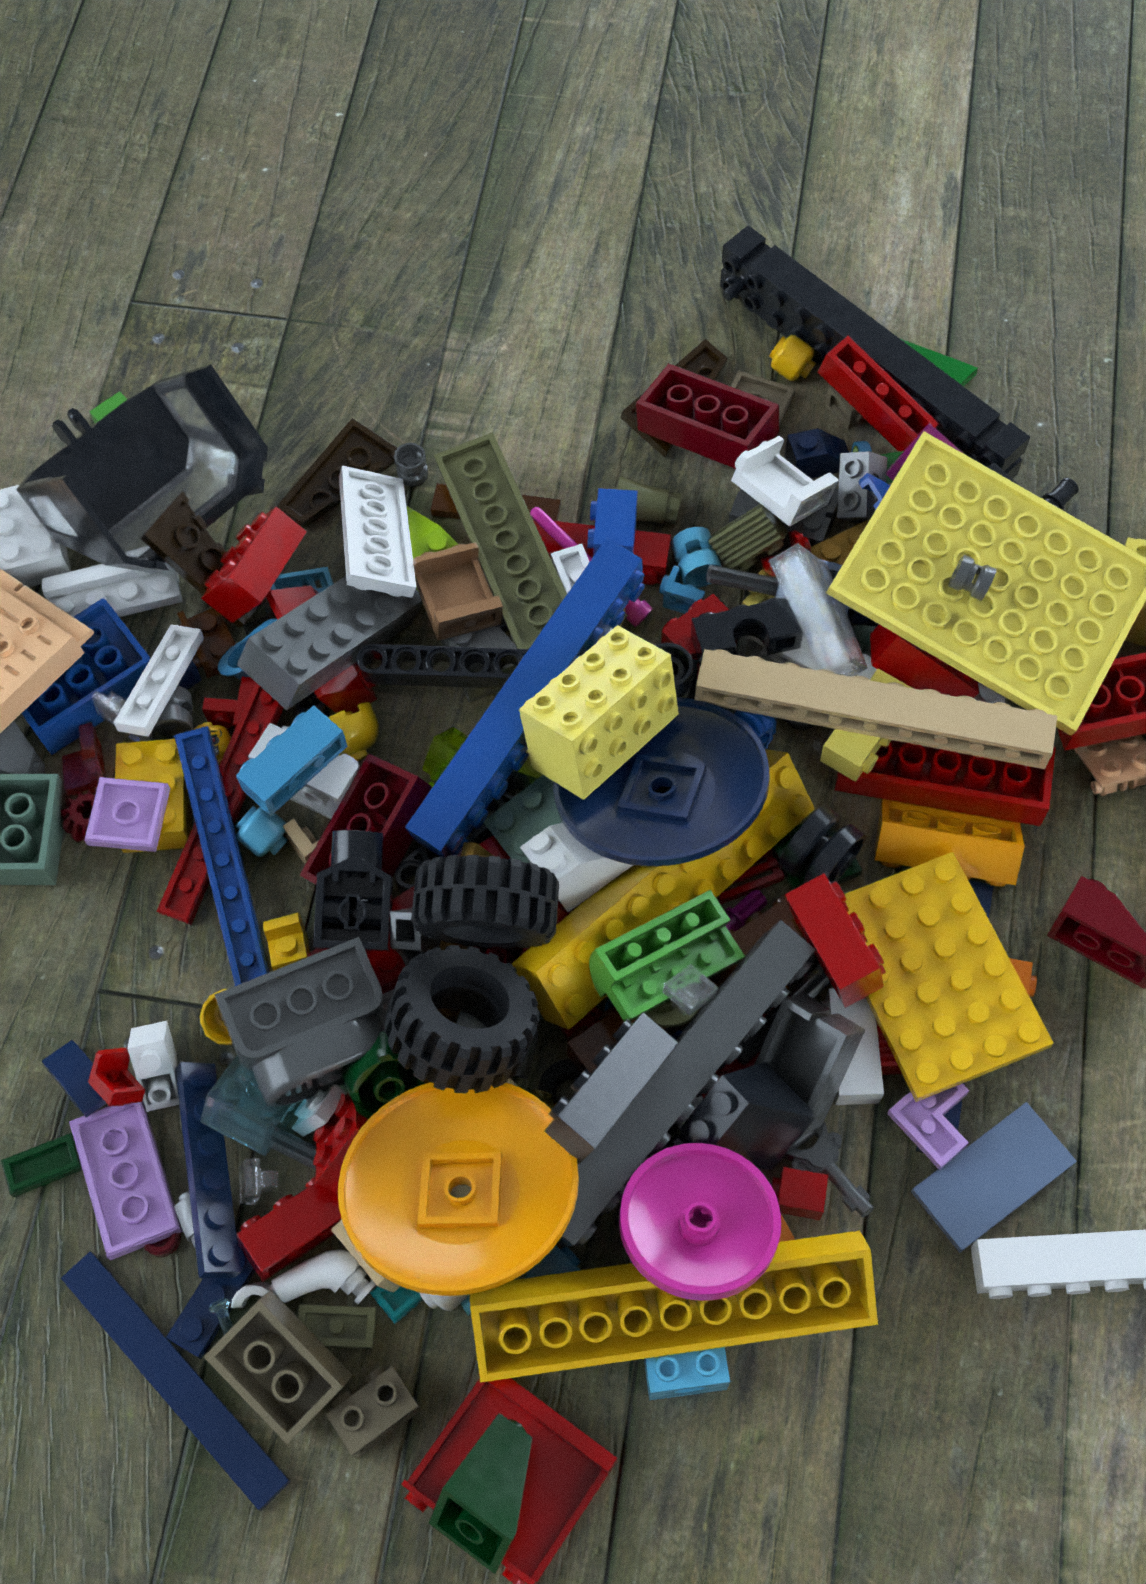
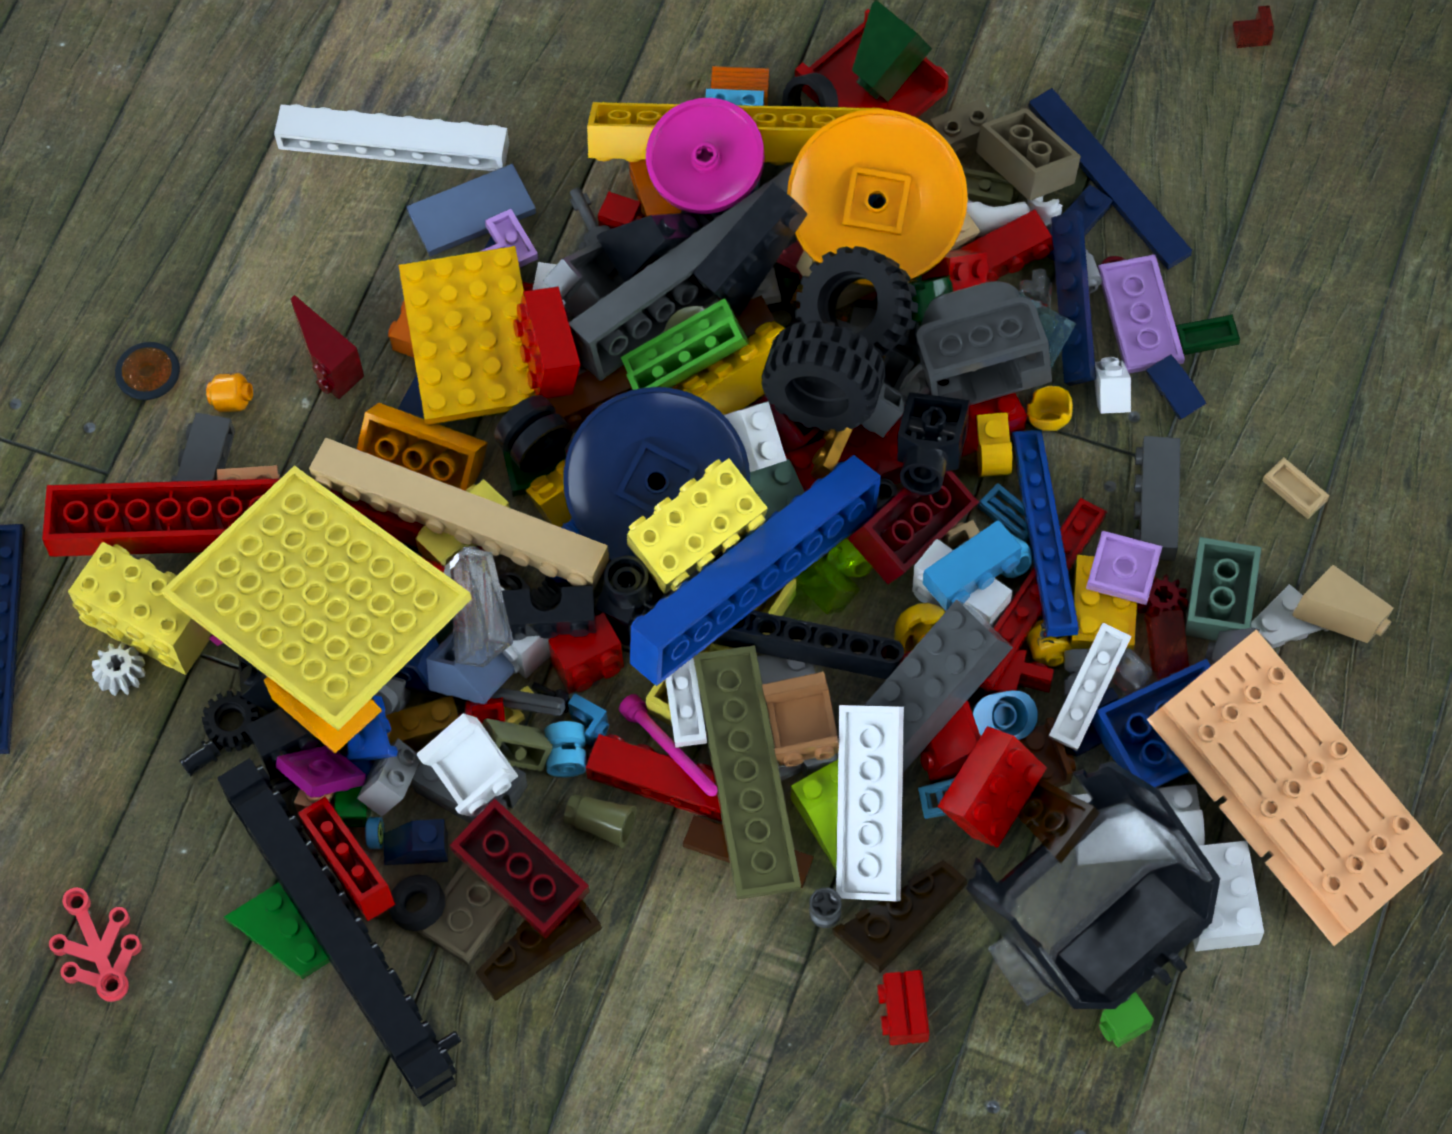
camera: 170 degrees left, 0 degrees up
(96, 928) = (1159, 494): none -> dark grey brick
(113, 1080) = (1143, 366): red bracket -> none
(220, 1308) = (1069, 203): clear light blue piece -> none
(297, 898) = (995, 515): none -> dark azure tile
(324, 397) = (905, 1007): none -> red brick
(586, 1406) = (819, 83): none -> black tyre
(614, 518) = (638, 770): blue brick -> none
(689, 990) = (672, 316): clear tile -> none
(689, 1424) = (741, 79): none -> orange brick
(792, 358) = (409, 959): yellow head -> none
(813, 393) = (428, 914): none -> black tyre
(965, 573) = (338, 576): dark grey wheel -> none
(1059, 303) = (97, 949): none -> coral plant

